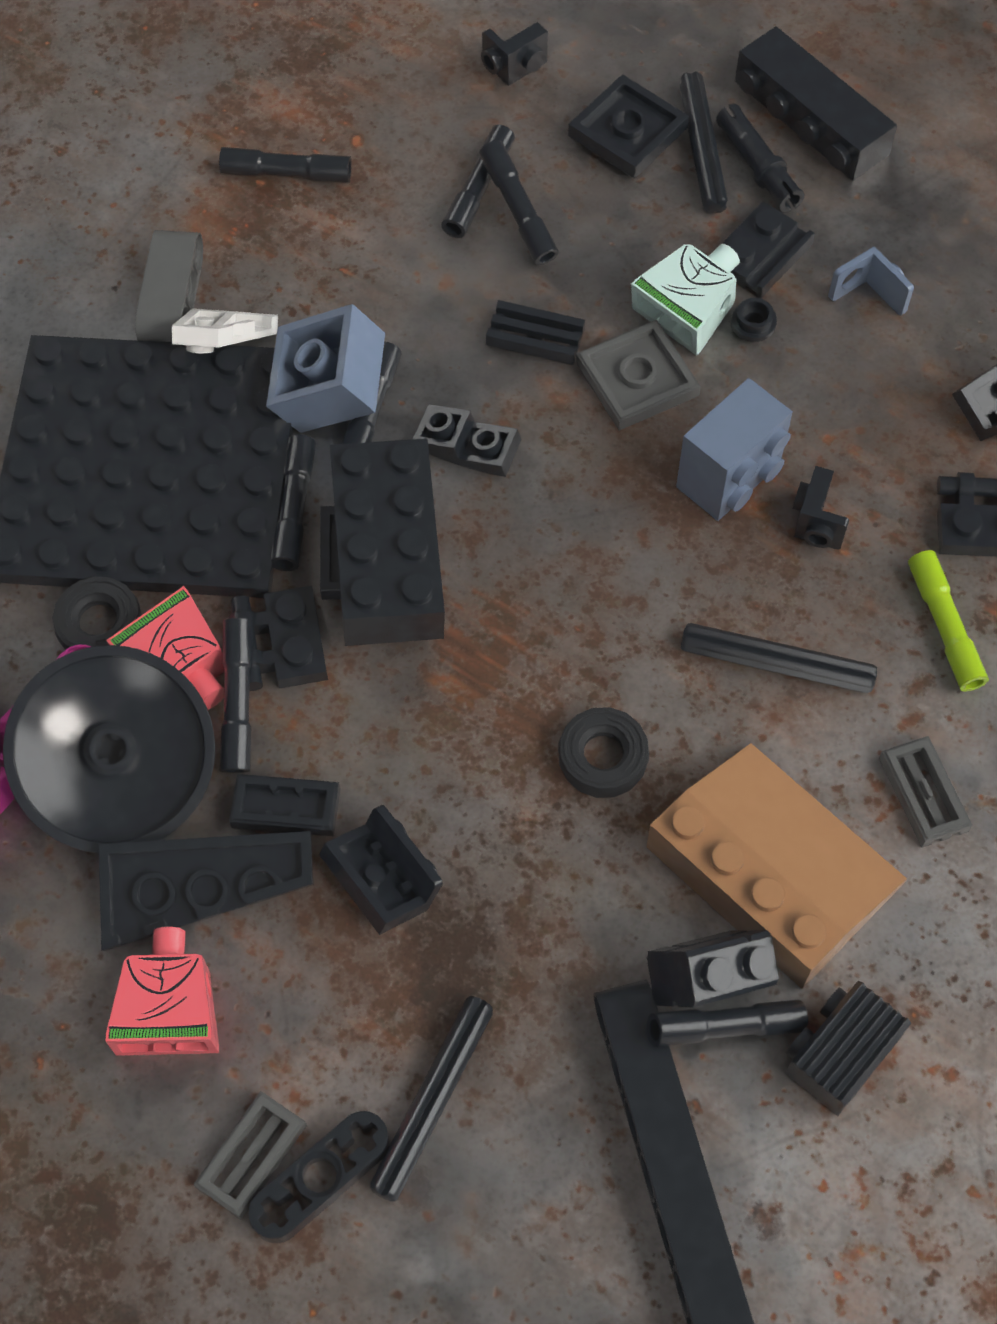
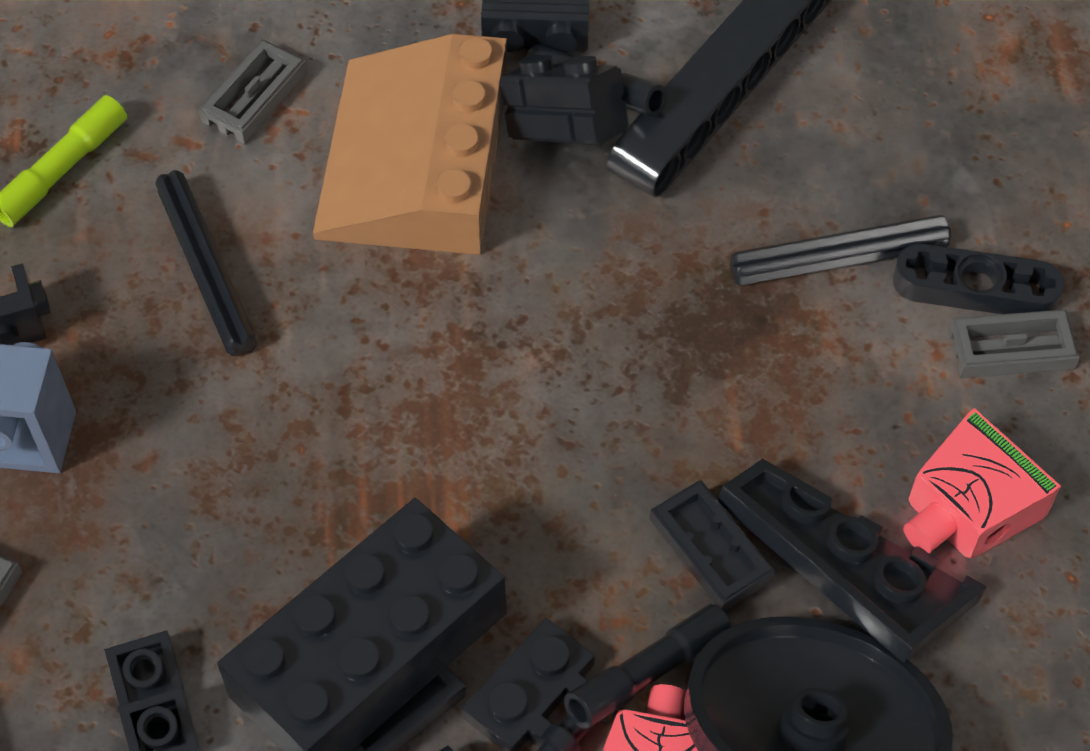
camera: 130 degrees left, 5 degrees down
(383, 871) = (698, 413): black bracket -> none
(597, 781) = (428, 363): black tyre -> none

